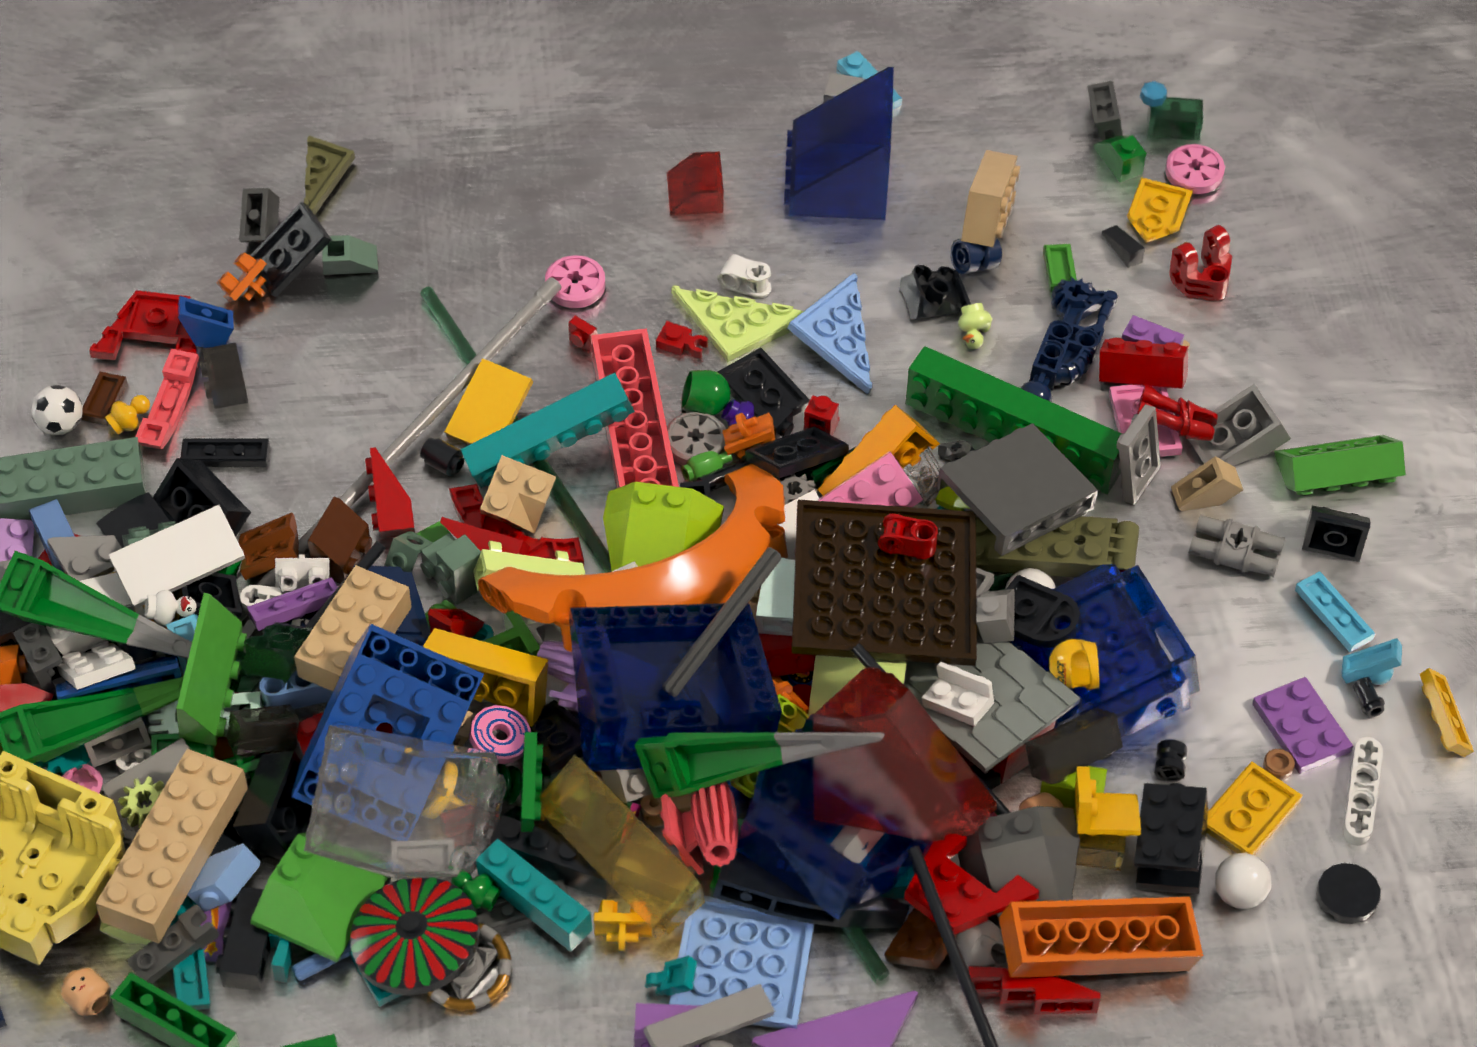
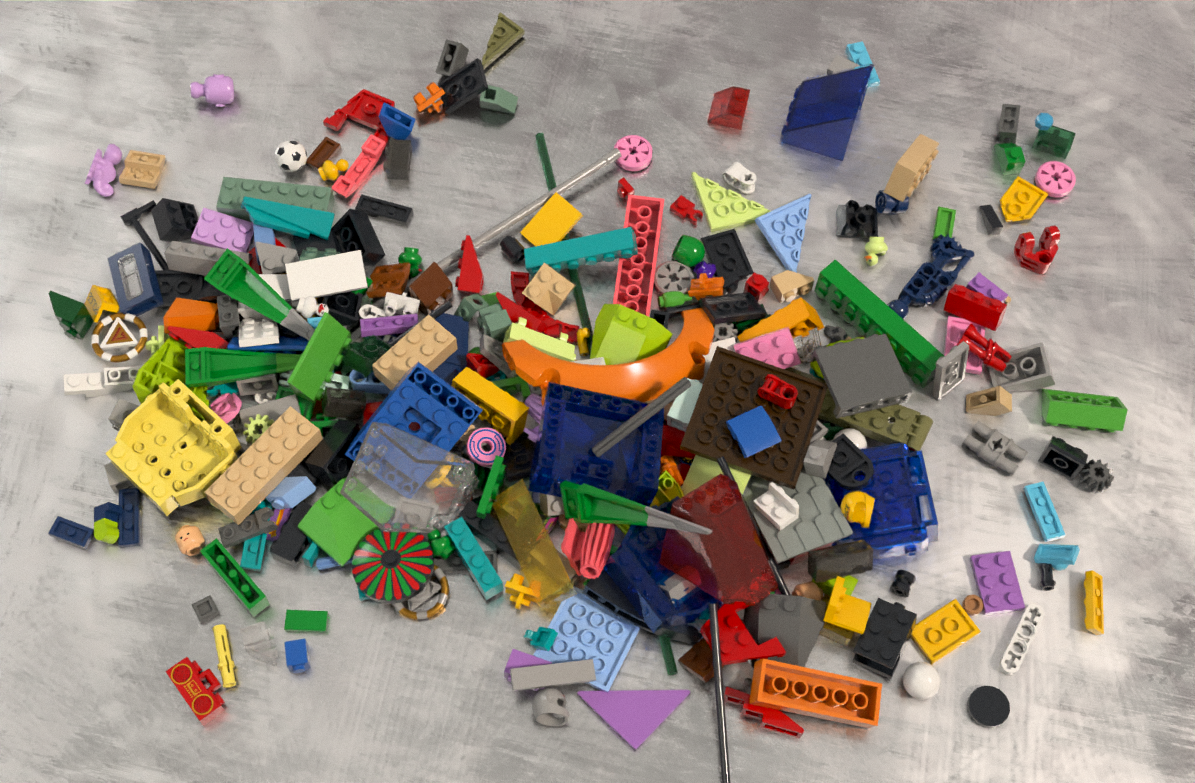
camera: 15 degrees right, 10 degrees up
(87, 493) = (289, 218): none -> teal wedge
(291, 502) = (411, 255): none -> green animal
(470, 603) = (493, 352): none -> light grey wing
(591, 561) = (582, 334): none -> yellow arm
(868, 401) = (790, 284): none -> tan slope
(891, 598) = (753, 431): none -> blue slope
(1390, 544) = (1101, 480): none -> dark grey gear

